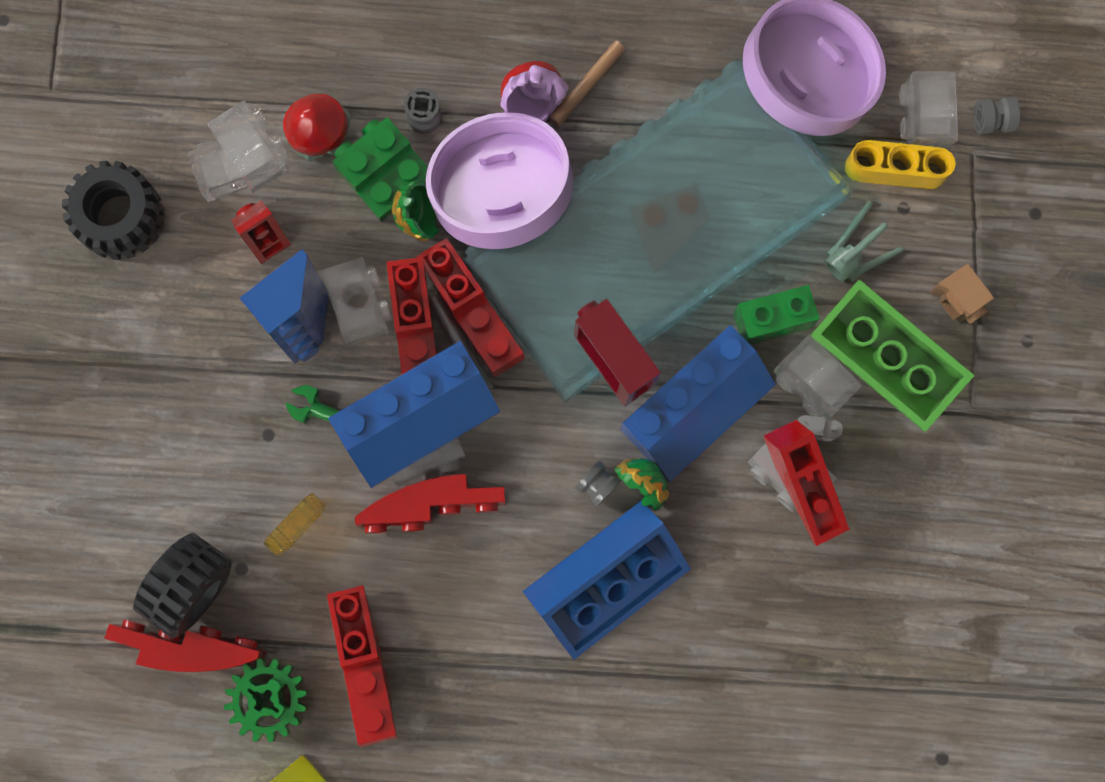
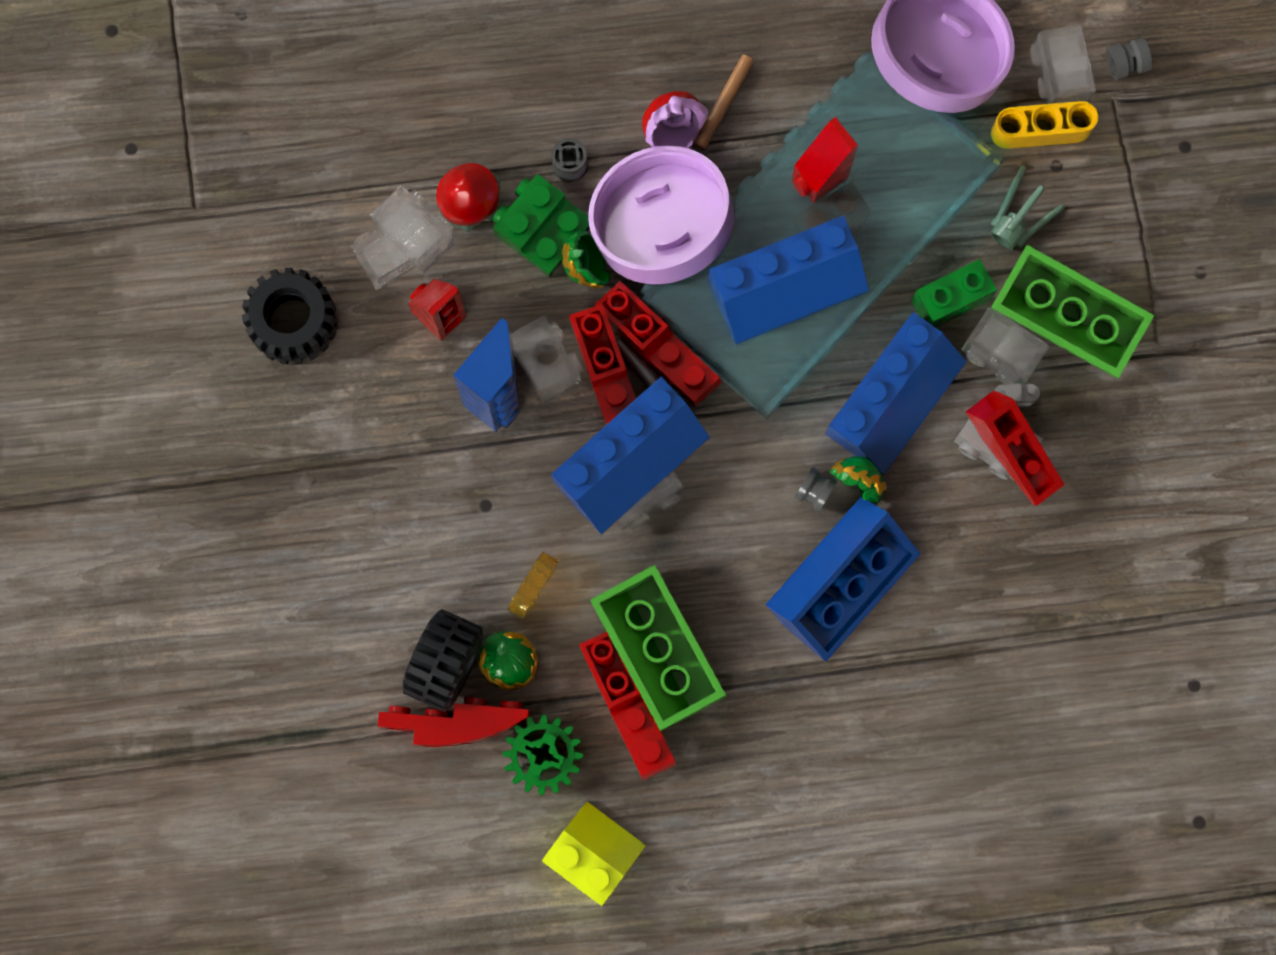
camera: 10 degrees left, 0 degrees up
(254, 595) = (508, 660): none -> green hair
(317, 409) = (529, 471): green bar -> none
(404, 615) = (658, 648): none -> bright green slope
(413, 504) = (643, 543): red slope -> none
(615, 351) = (809, 358): dark red window -> none
(622, 263) = (788, 280): none -> blue slope
(671, 156) = (825, 162): none -> red slope
(963, 295) = (1130, 240): medium nougat window -> none

